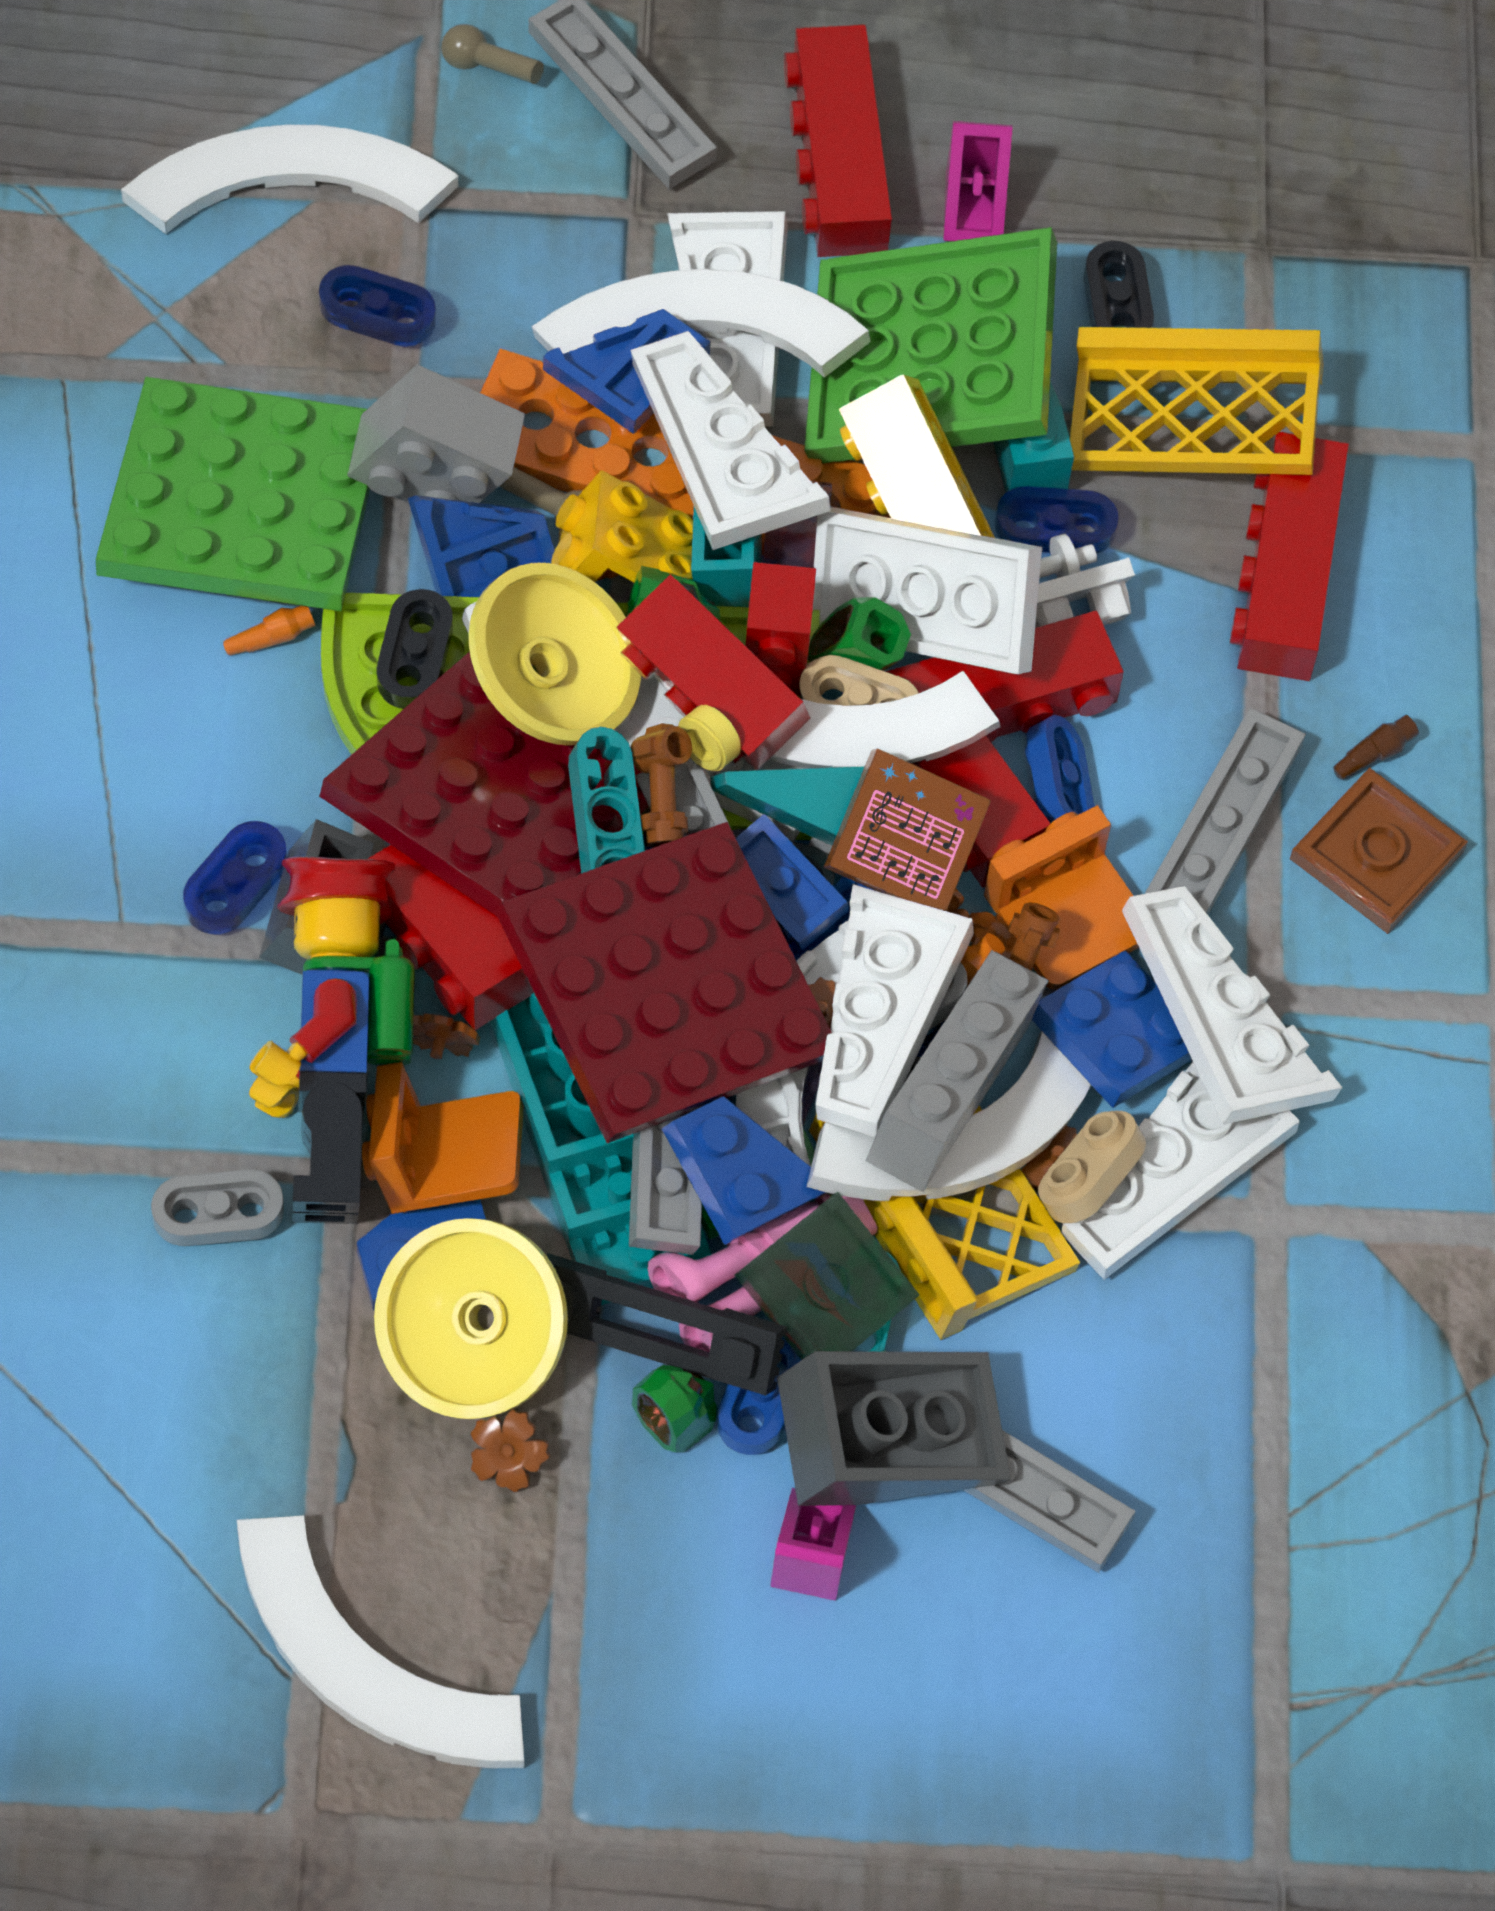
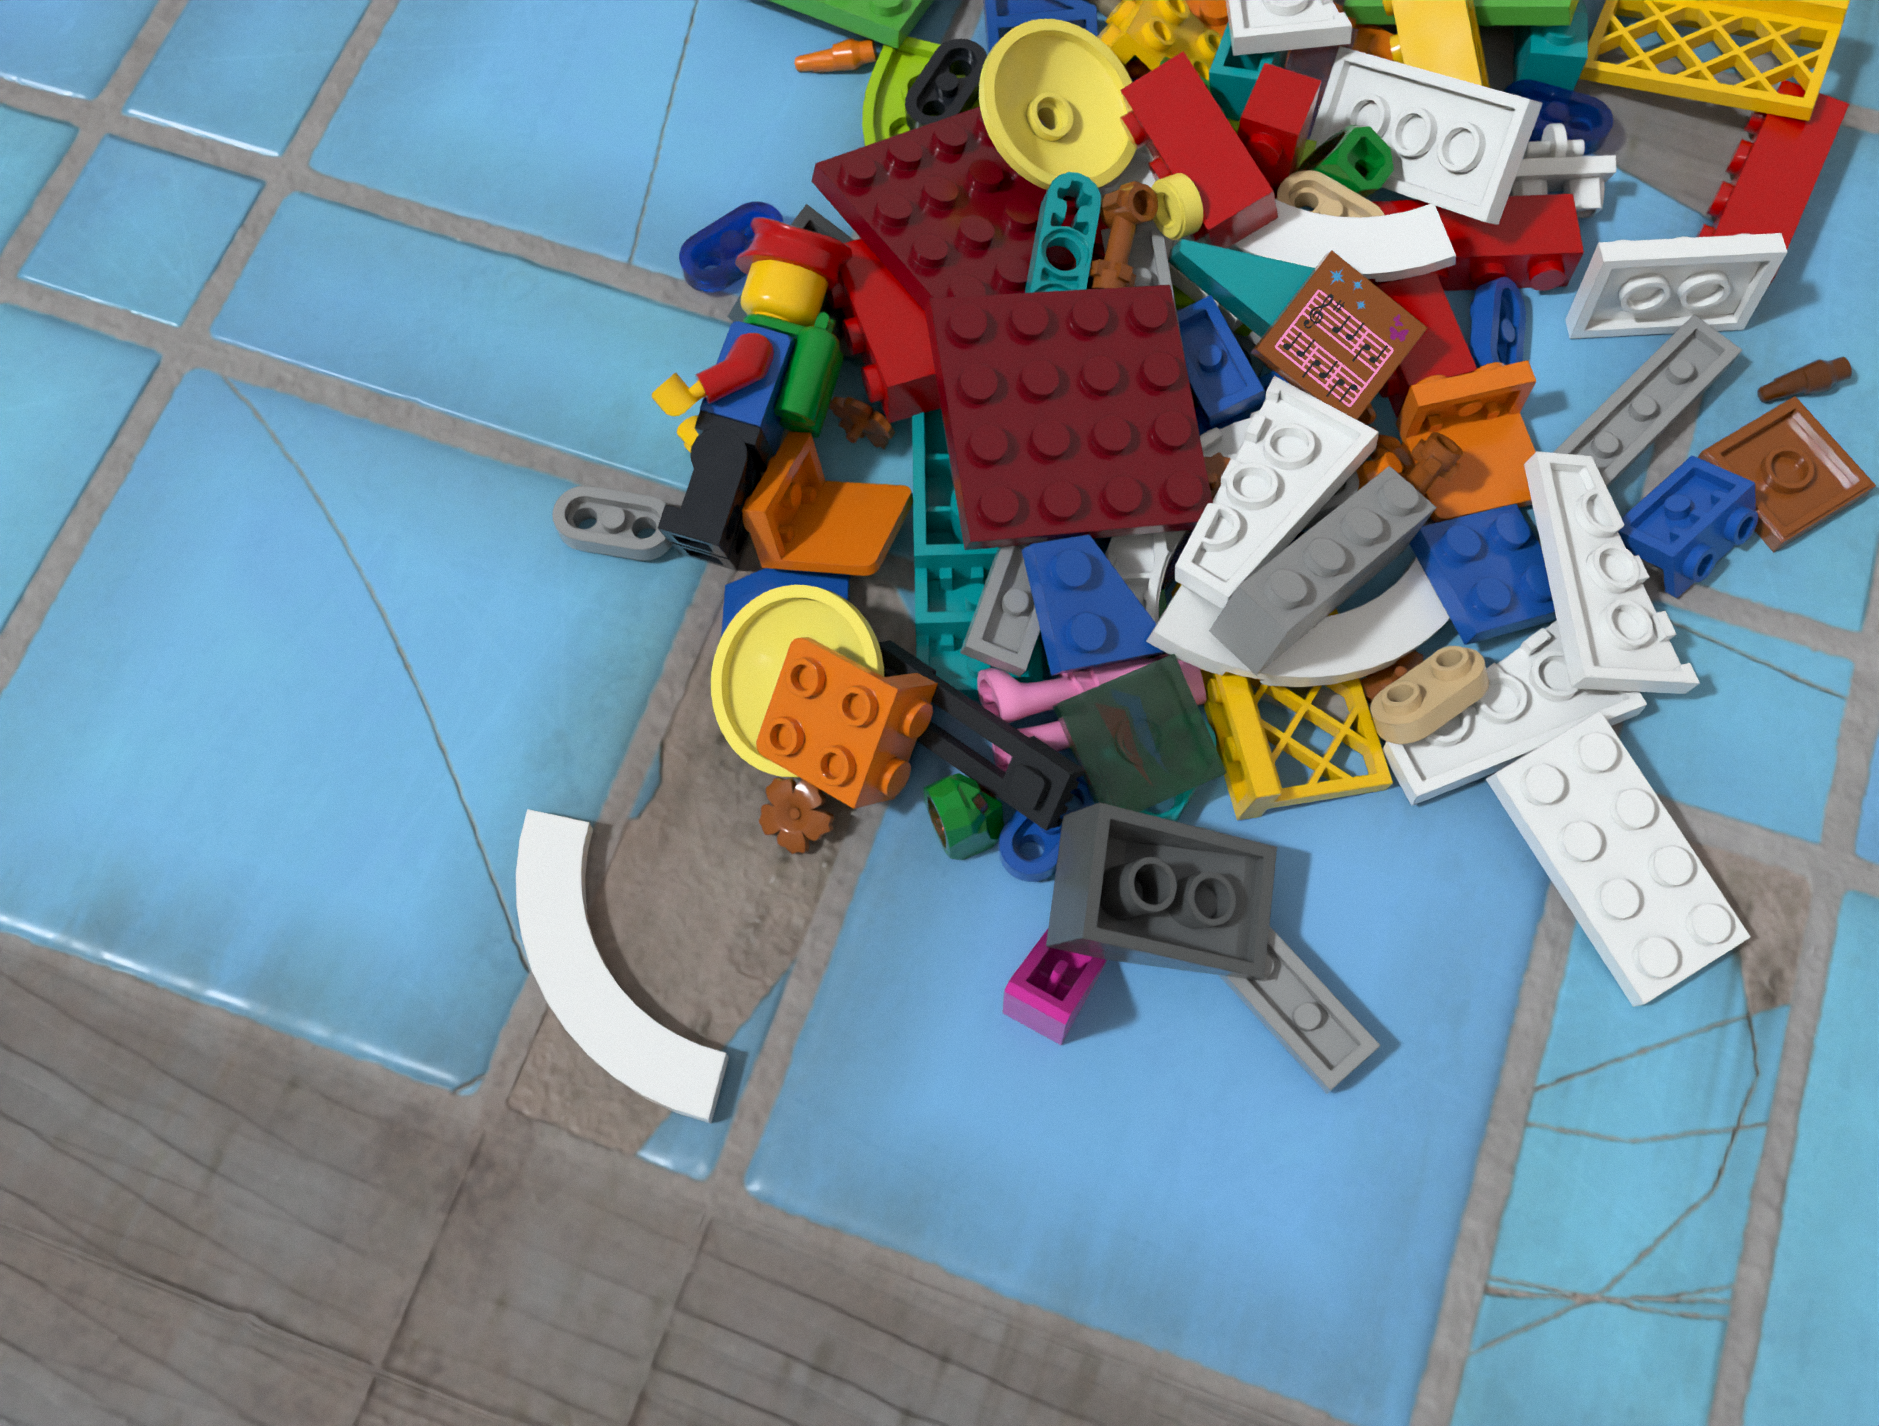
camera: 25 degrees right, 5 degrees up
(534, 1346) = (844, 724): none -> orange bracket
(1217, 685) = (1664, 282): none -> white plate
(1298, 926) = (1691, 522): none -> blue bracket
(1307, 1276) = (1618, 859): none -> white plate

